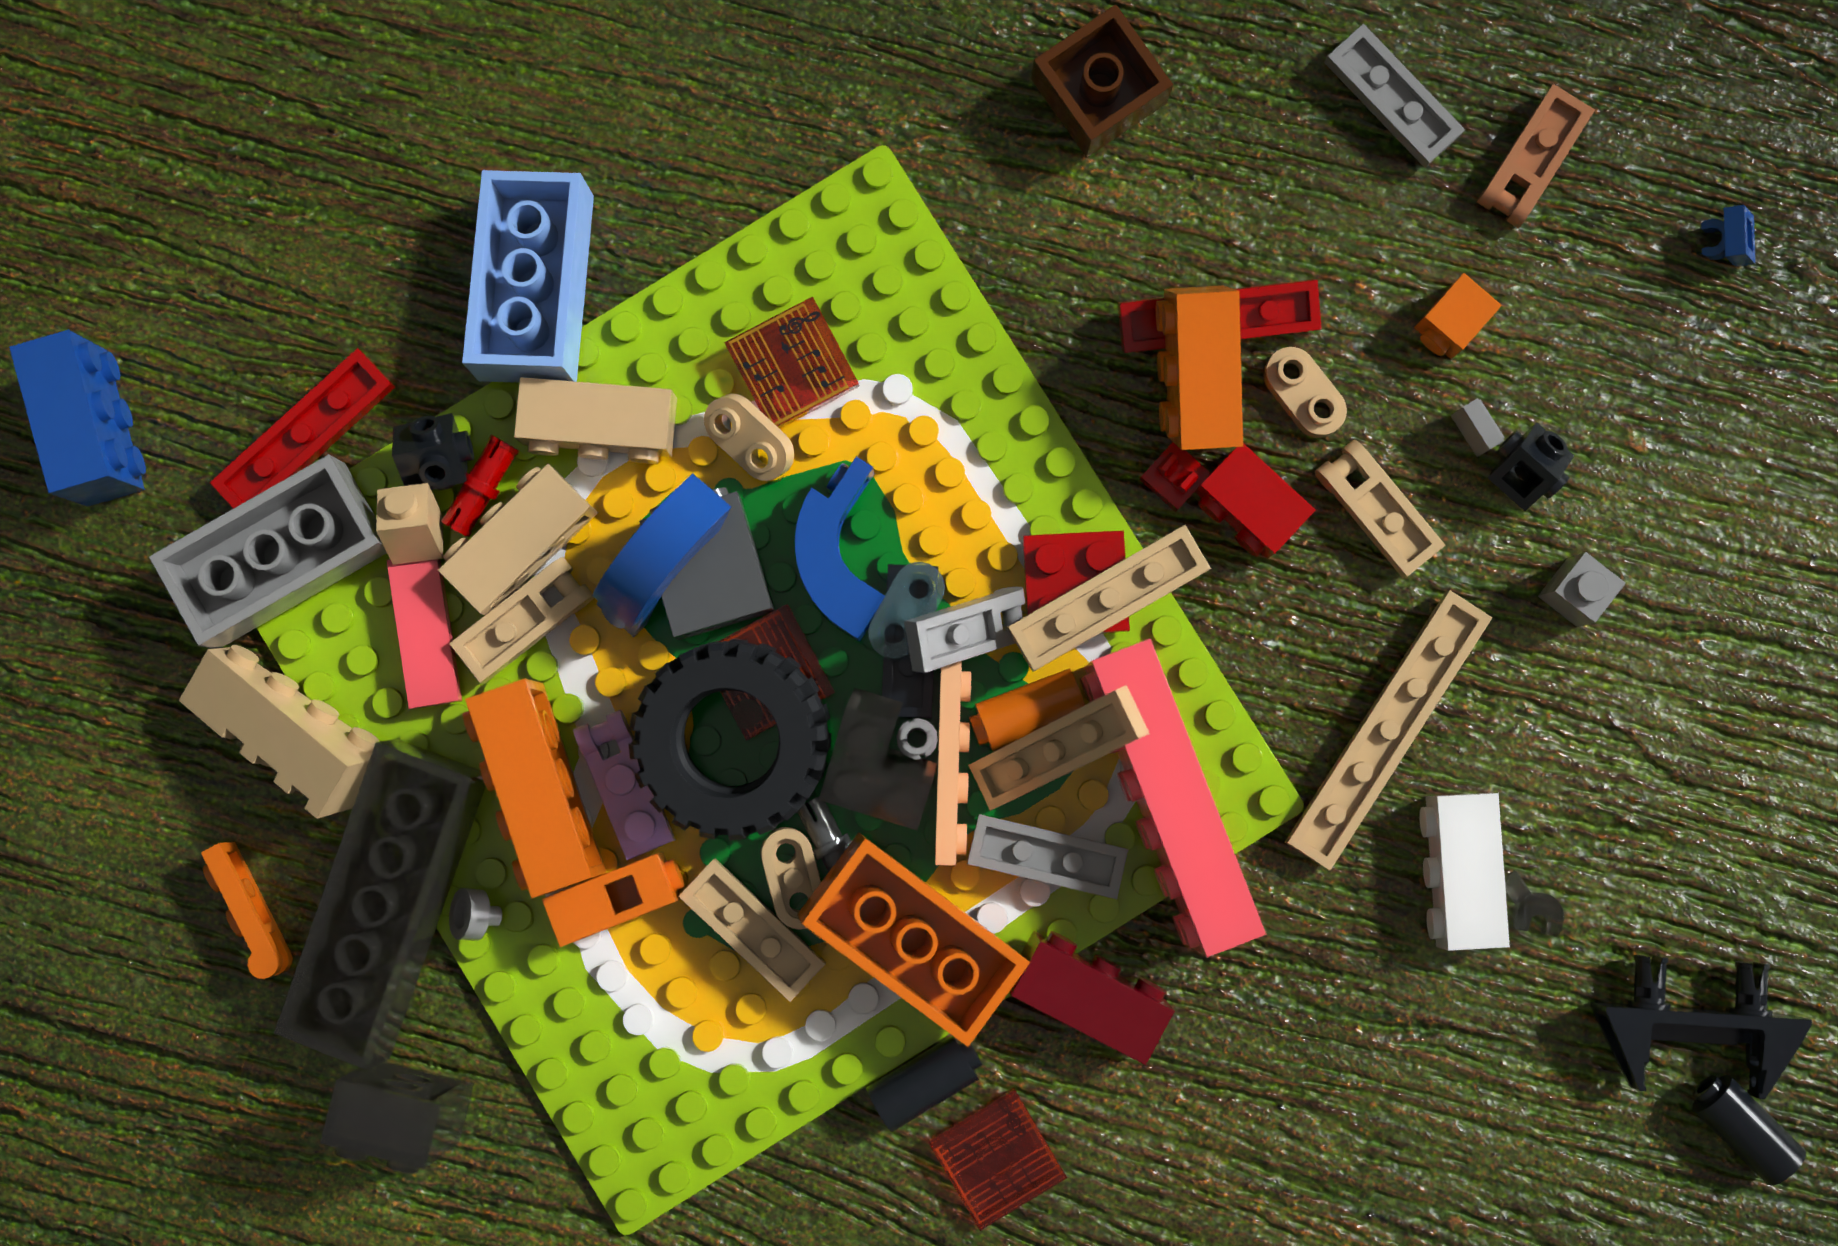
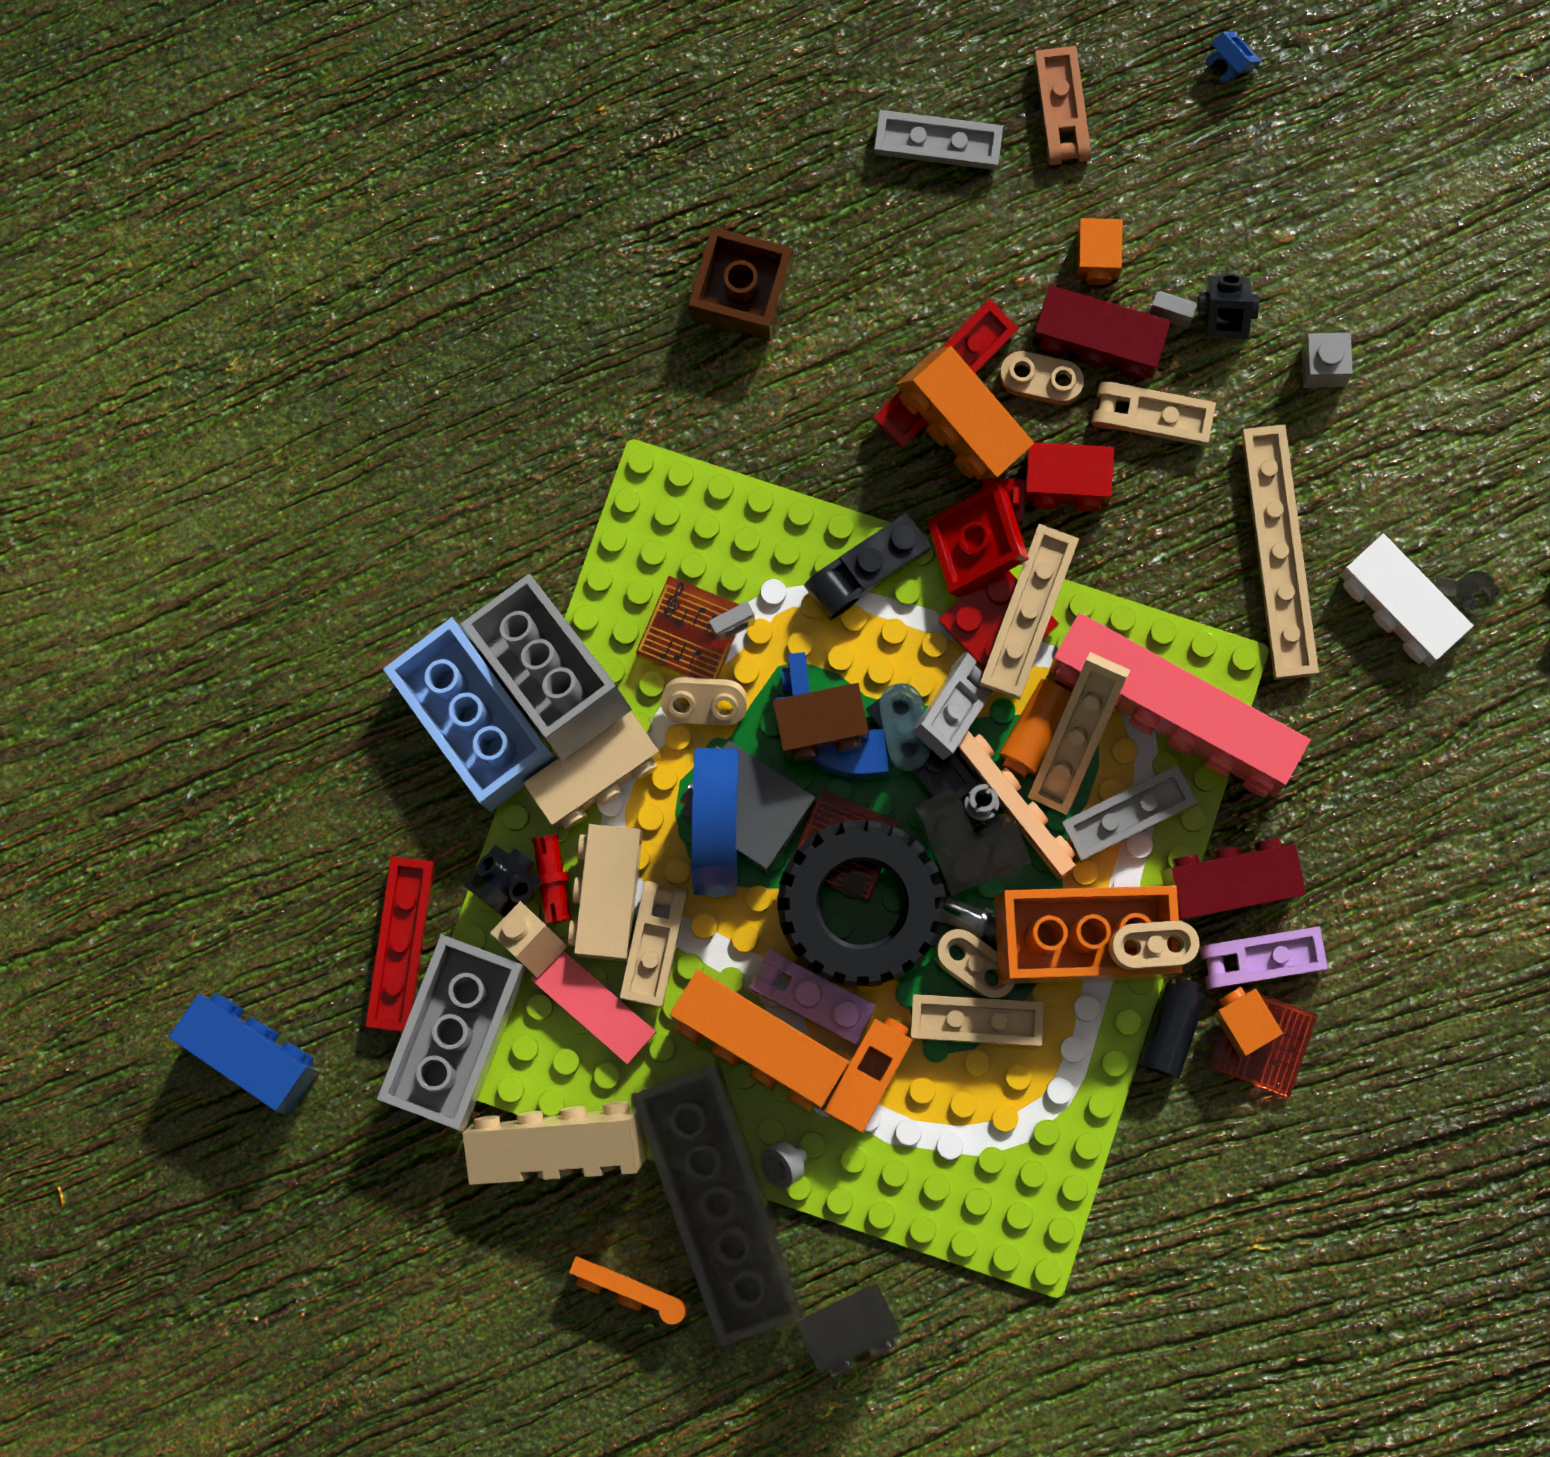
camera: 35 degrees left, 5 degrees down
(626, 289) = (546, 667): none -> light grey brick
(830, 543) = (821, 722): none -> reddish brown brick
(831, 385) = (732, 621): none -> light grey tile
(958, 1002) = (1152, 945): none -> tan plate
(994, 1135) = (1247, 1021): none -> orange brick
(998, 434) = (866, 566): none -> black plate
(1062, 1087) = (1265, 957): none -> lavender plate
(1118, 493) = (977, 539): none -> red plate
(1393, 394) = (1101, 333): none -> dark red brick

